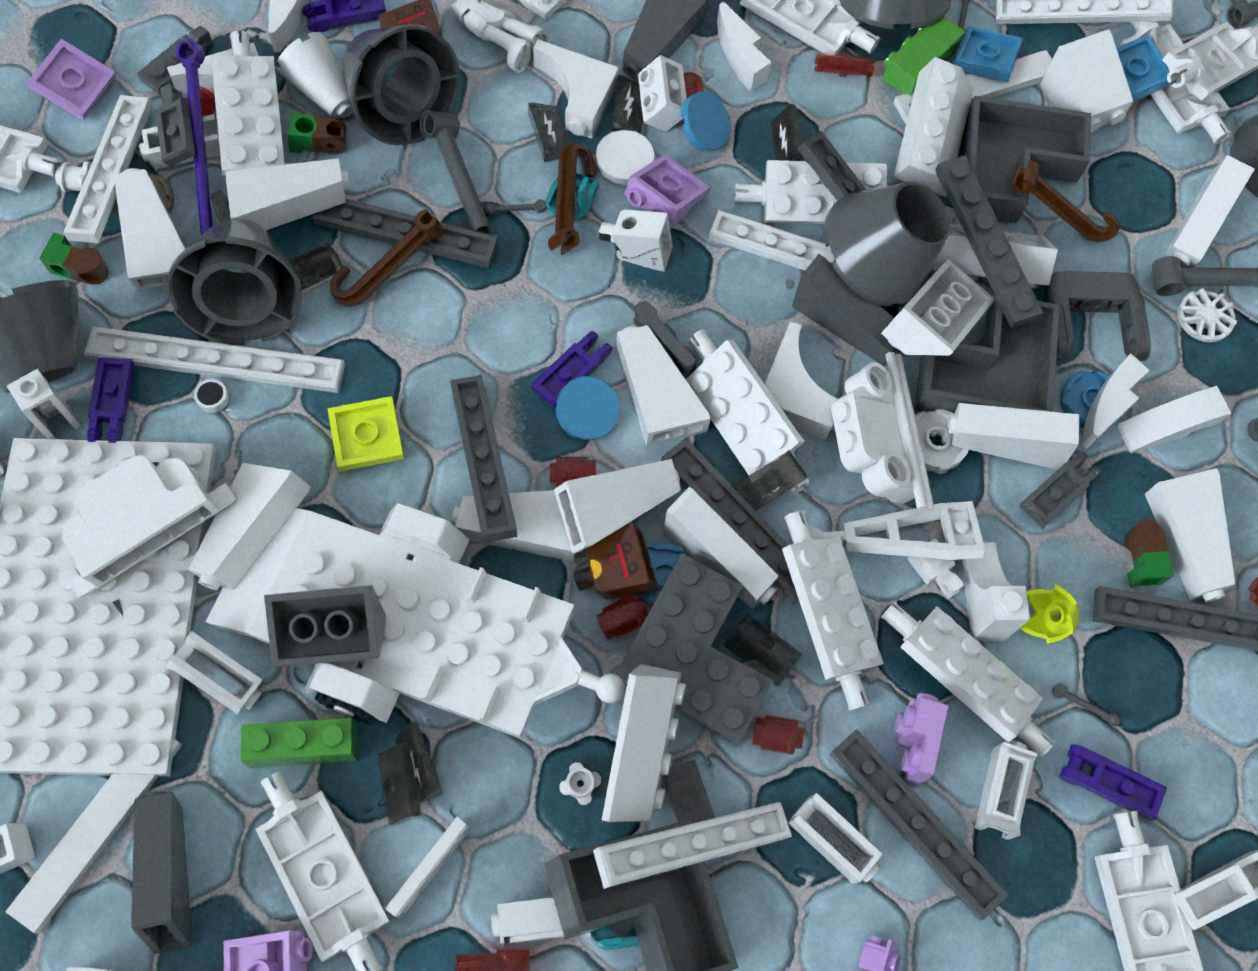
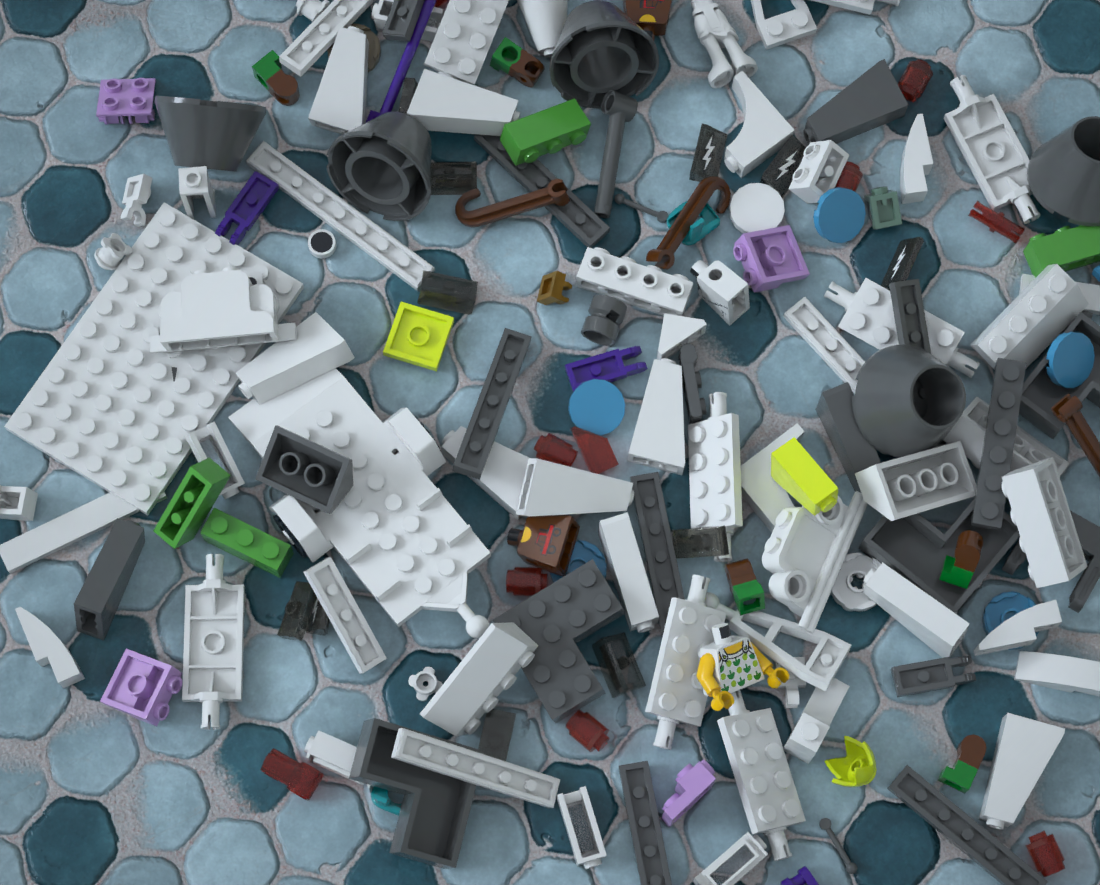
camera: 35 degrees right, 5 degrees up
(213, 733) = (191, 503): none -> bright green brick
(371, 377) = (447, 292): none -> clear smoke slope
(381, 179) = (545, 132): none -> bright green brick
(428, 868) = (286, 680): white tile -> none
(453, 759) = (345, 615): none -> white plate
(475, 320) = (552, 288): none -> pearl gold tile
(544, 323) = (604, 320): none -> dark grey wheel
(552, 276) = (633, 283): none -> white brick
(610, 450) = (595, 450): none -> clear red tile
(621, 298) = (678, 331): none -> white slope
(740, 98) = (883, 207): none -> sand green bracket
(838, 501) = (744, 586): none -> leg
(840, 360) = (803, 477): none -> neon yellow slope
(881, 584) = (733, 665): none -> torso
(993, 139) = (1070, 359): none -> dark azure tile
(1026, 363) = (967, 555): none -> leg
(1077, 290) = (1044, 523): none -> white slope

